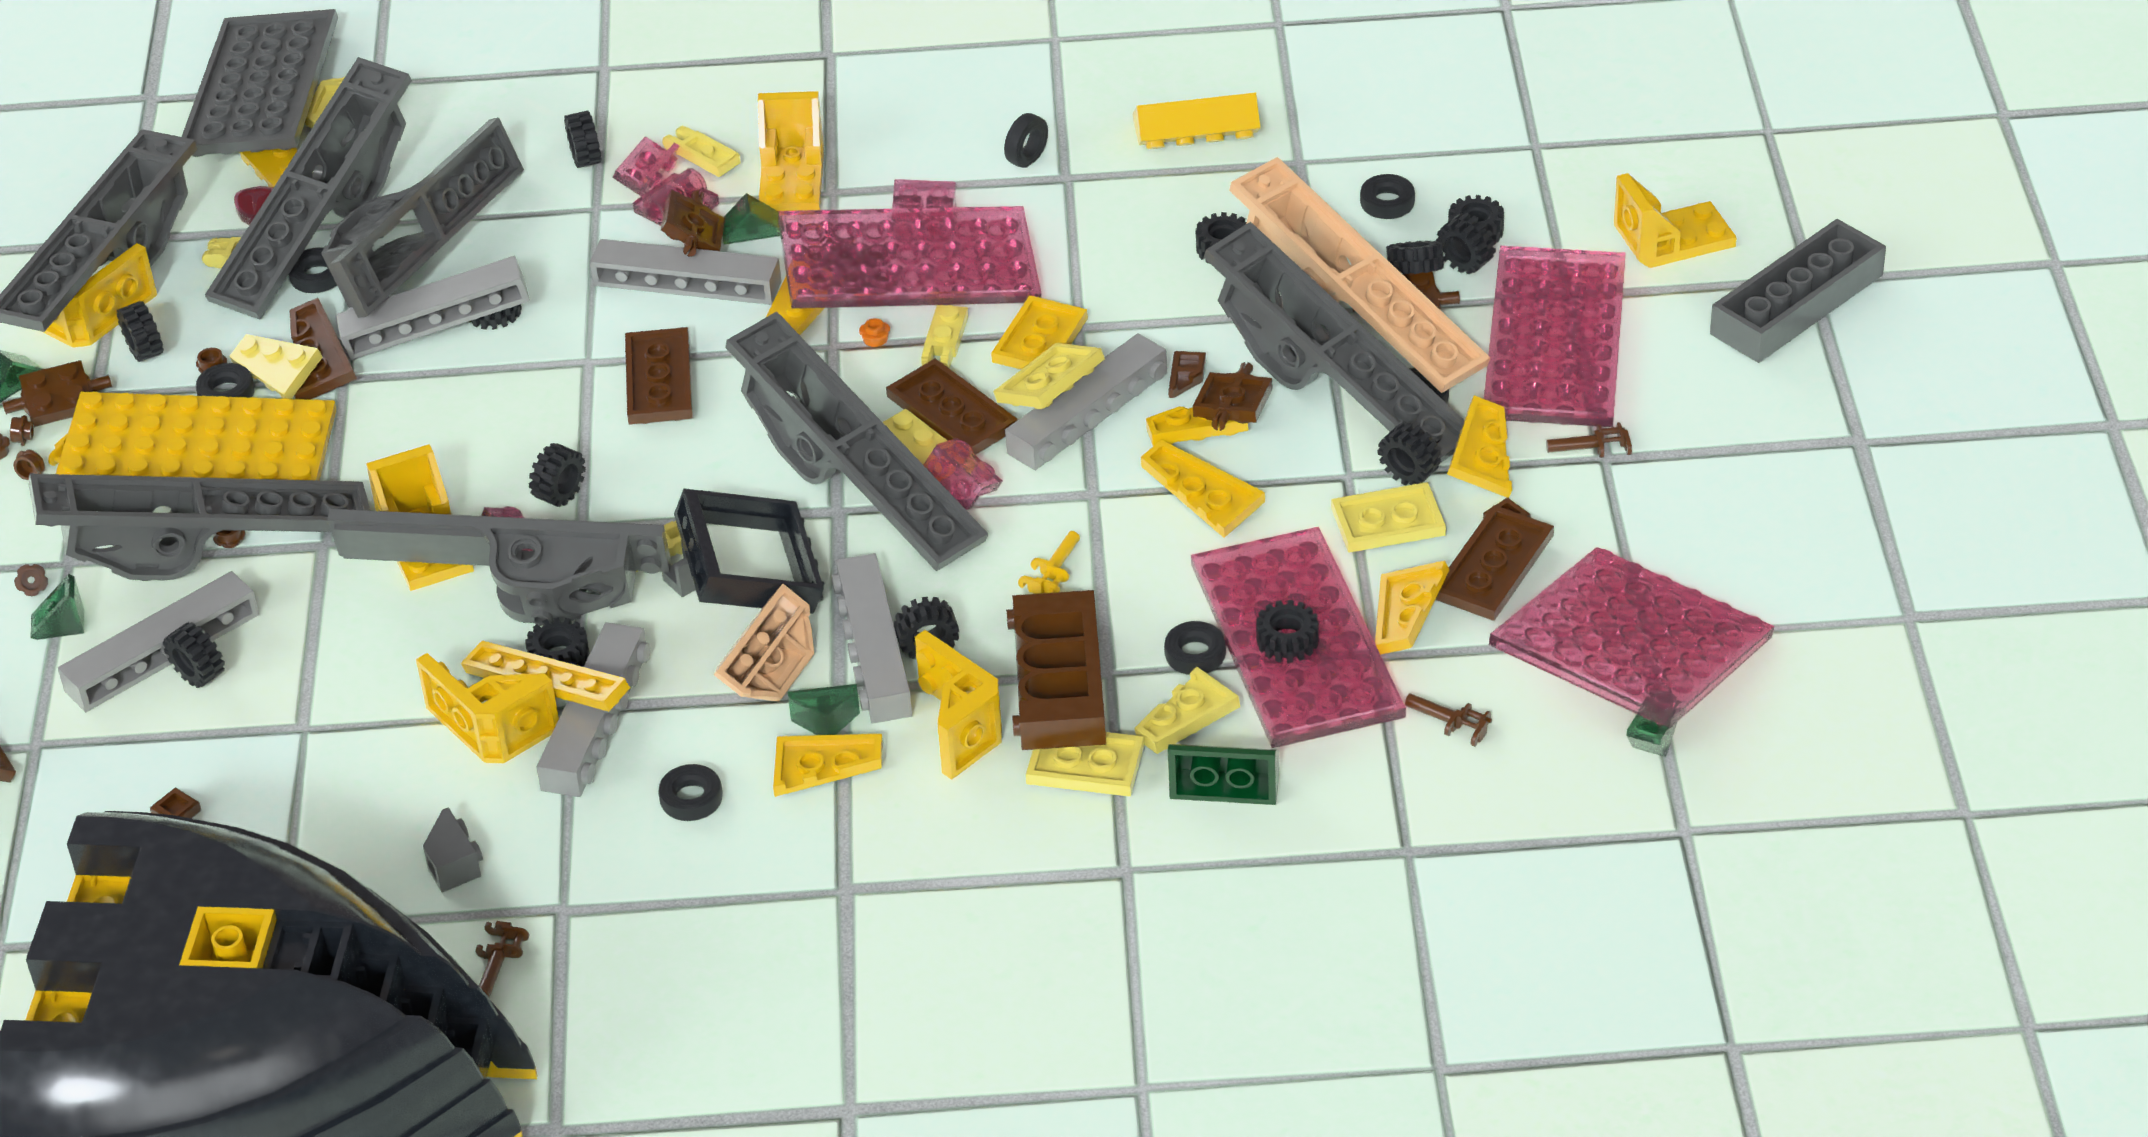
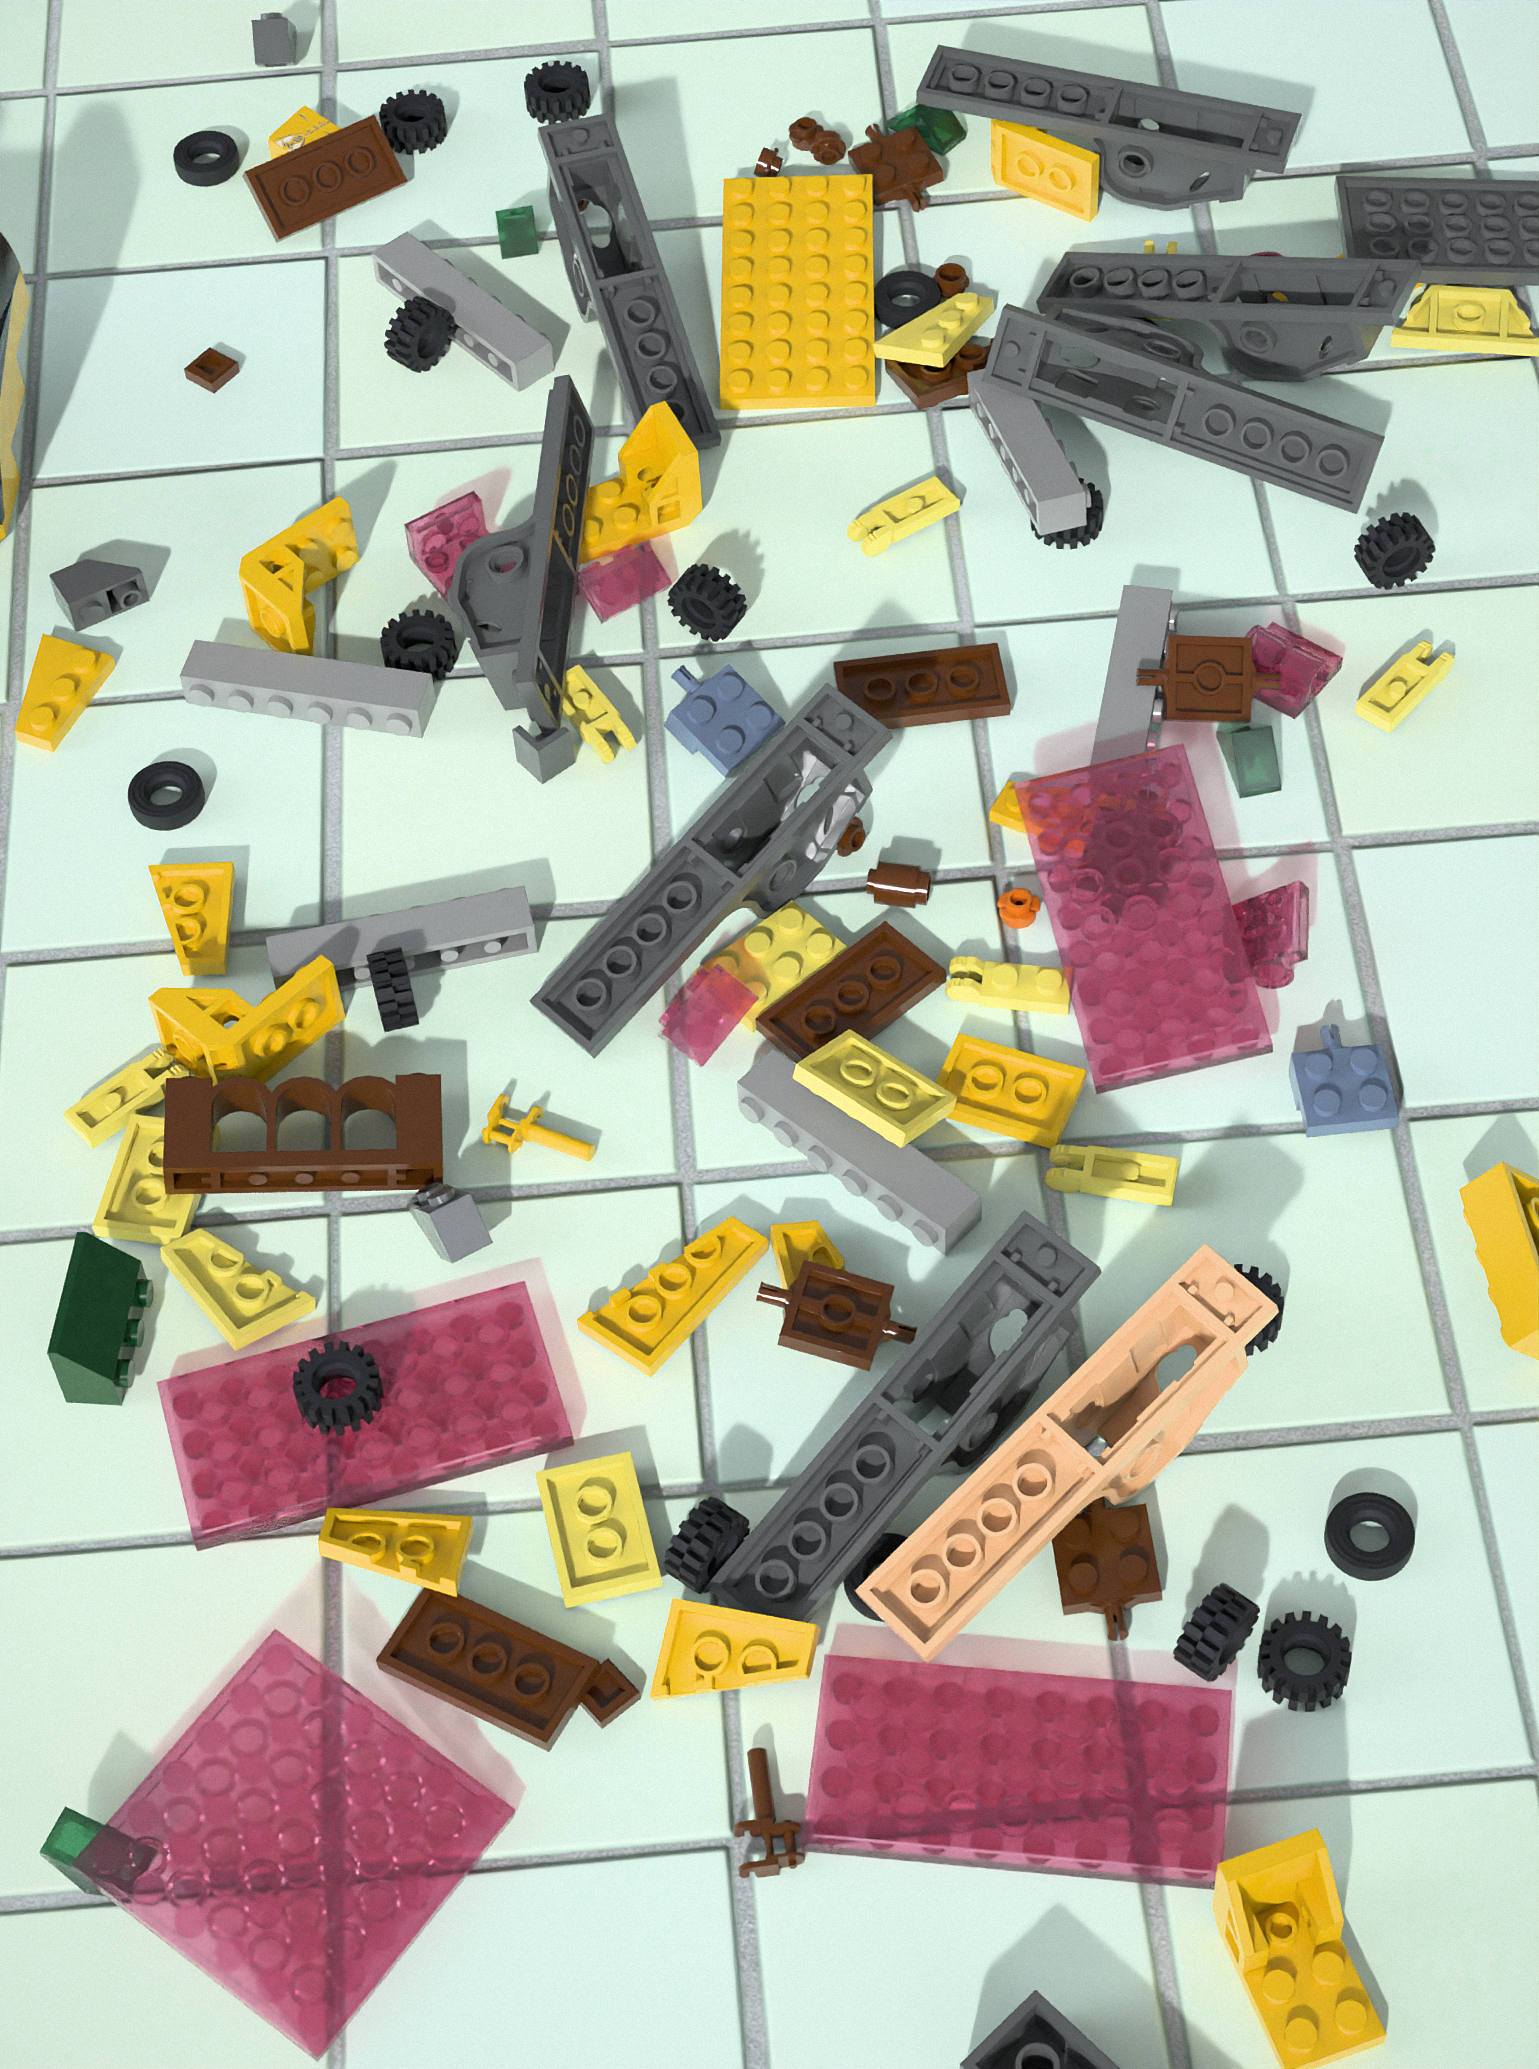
camera: 90 degrees right, 10 degrees up
(140, 331) = (982, 203): black tyre -> none
(459, 627) = (442, 535): none -> clear pink bracket
(473, 384) = (903, 515): none -> light yellow hinge
(552, 870) = (59, 690): none -> yellow wing
(569, 680) = (336, 628): yellow plate -> none
(646, 165) = (1360, 629): clear pink bracket -> none
(668, 471) = (722, 718): none -> sand blue plate
(707, 507) = (526, 730): black window -> none
(770, 649) = (368, 836): light nougat wedge -> none
(790, 150) = (1387, 789): yellow bracket -> none
(824, 709) = (272, 901): clear green slope -> none
(855, 375) = (899, 884): none -> reddish brown brick
(1005, 786) = (127, 1093): none -> light yellow hinge
(1019, 130) = (1451, 1029): black tyre -> none
(1052, 189) = (1342, 1088): none -> sand blue plate
(1112, 288) = (1113, 1173): none -> light yellow hinge
(1135, 596) = (449, 1221): none -> slope
(1186, 371) = (933, 1274): reddish brown tile -> none
(1194, 632) = (350, 1273): black tyre -> none
(1416, 256) = (1166, 1570): black tyre -> none
(1454, 719) = (187, 1610): reddish brown piece -> none

